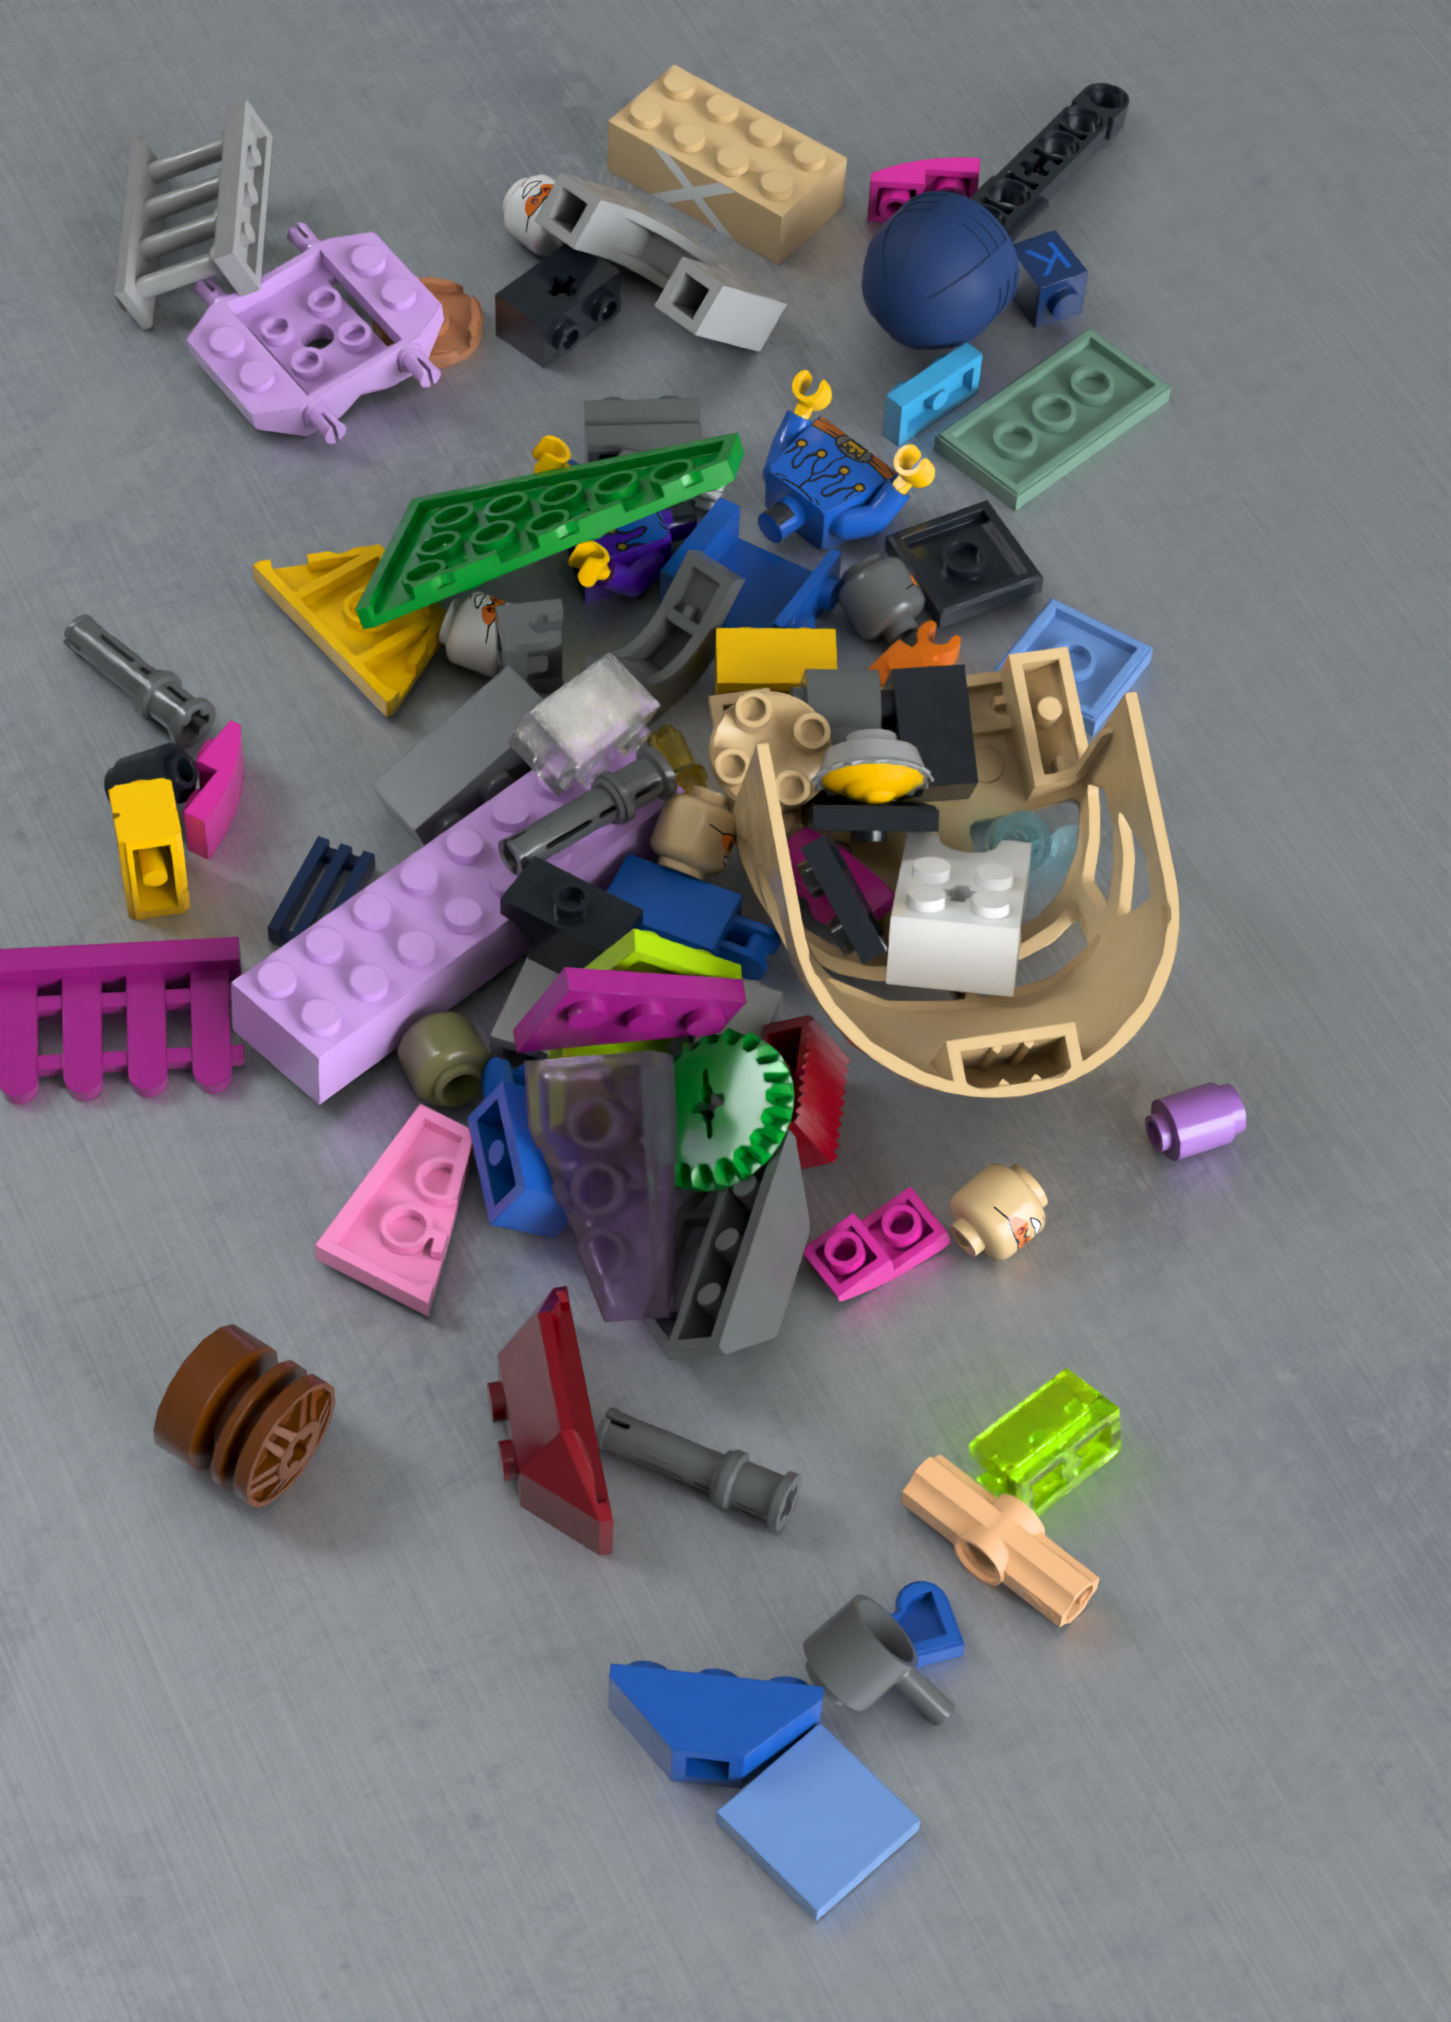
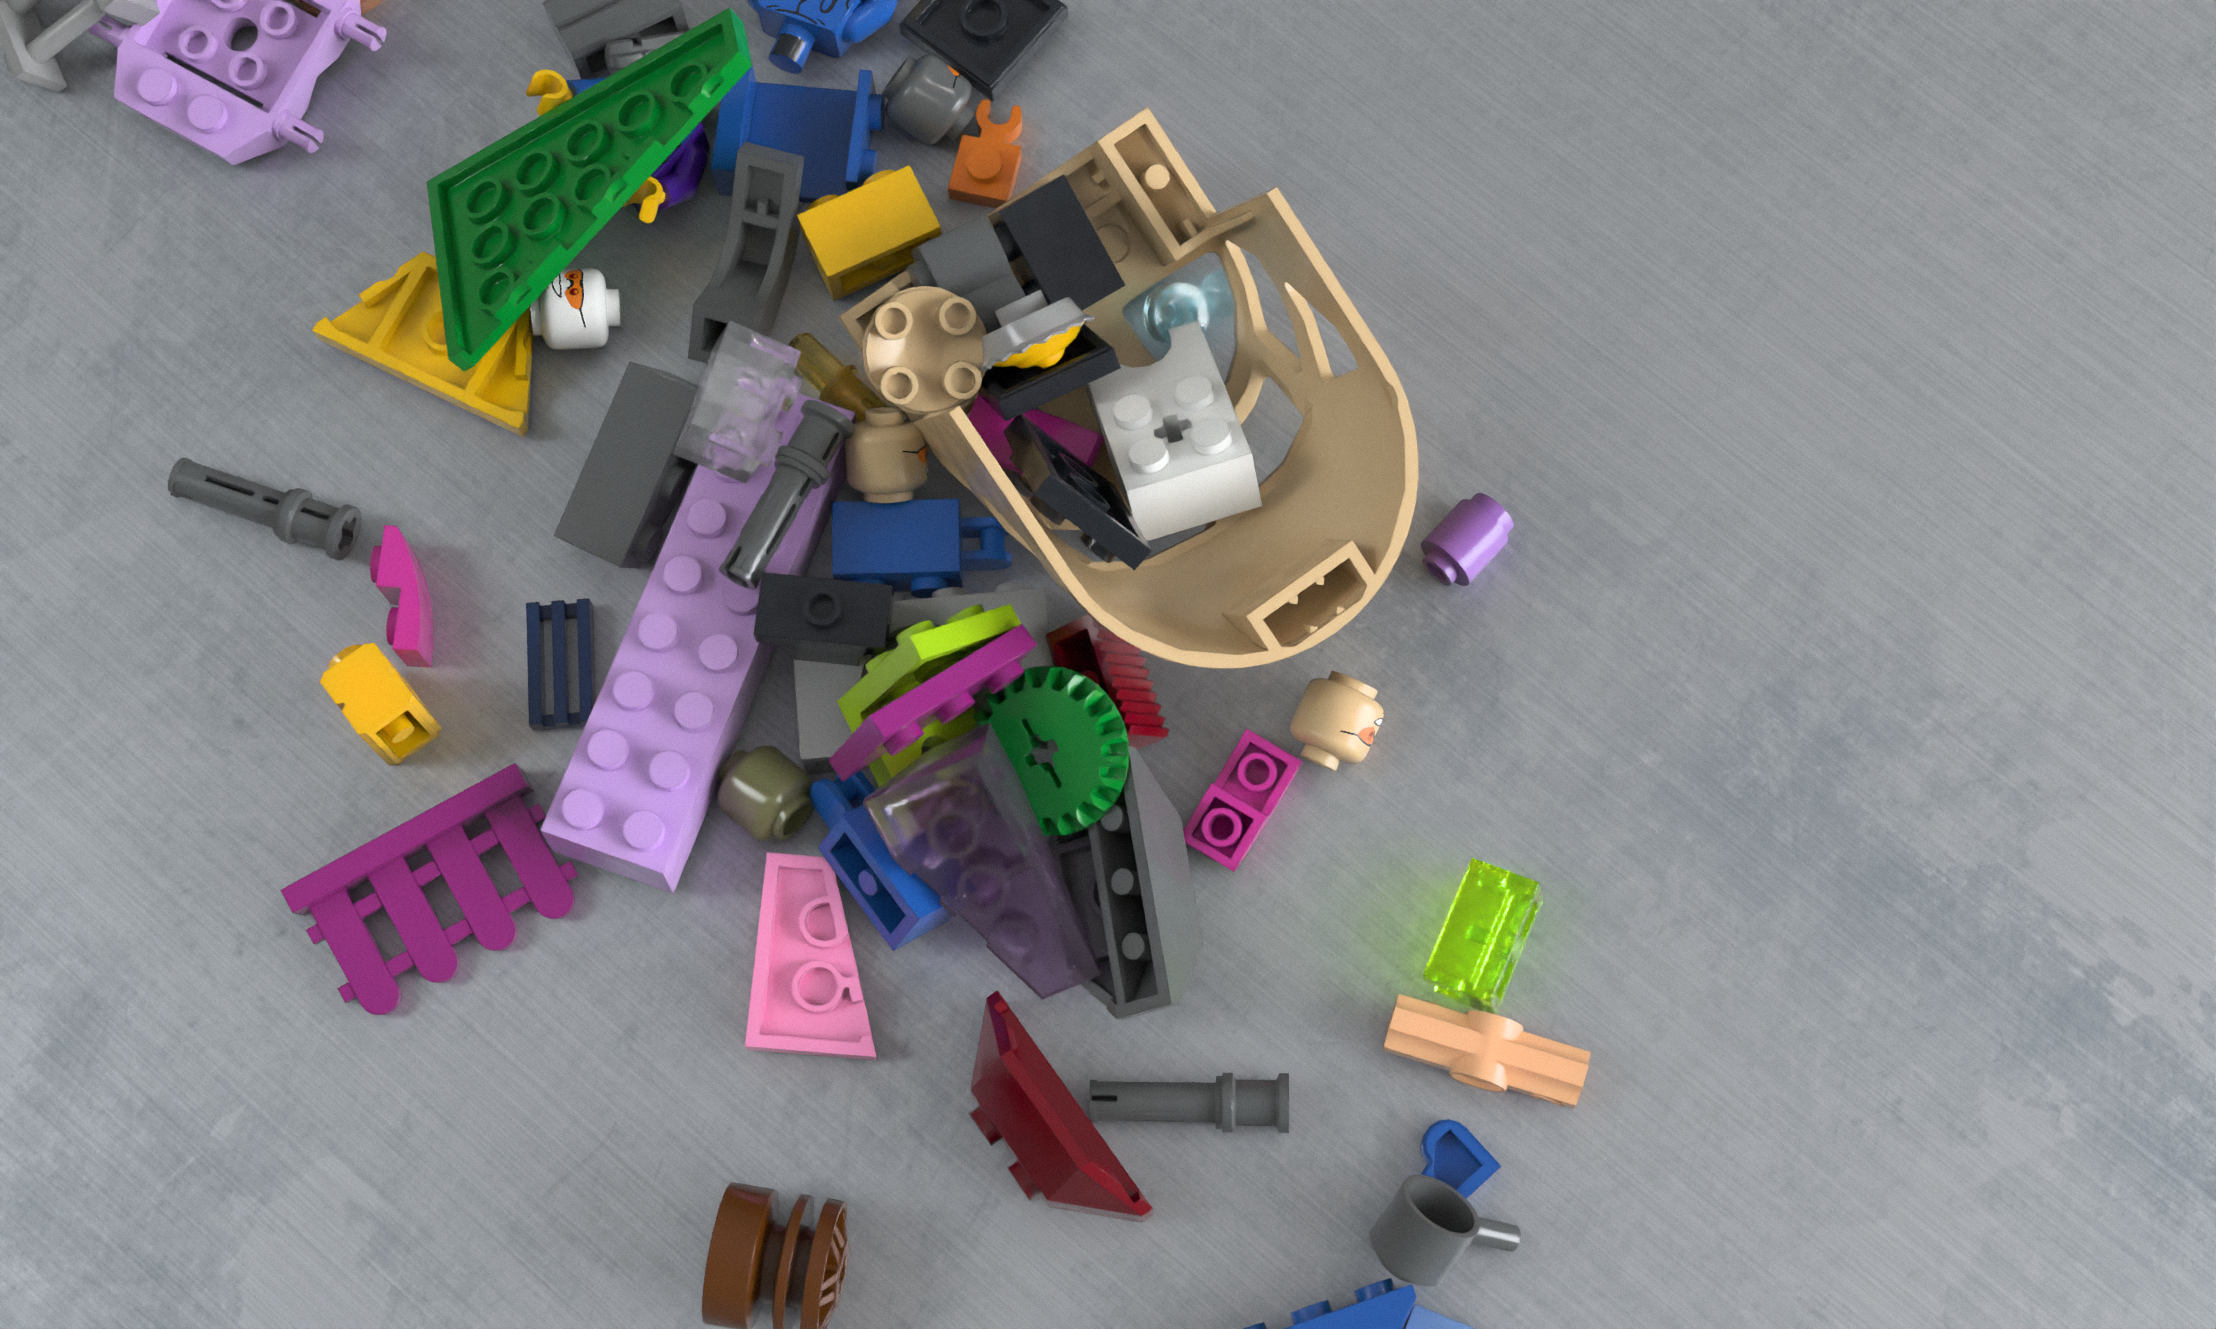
camera: 20 degrees left, 20 degrees up
(163, 761) = (340, 619): black brick -> none
(531, 642) = (631, 317): dark grey hinge -> none
(1101, 657) = (1127, 71): medium blue tile -> none

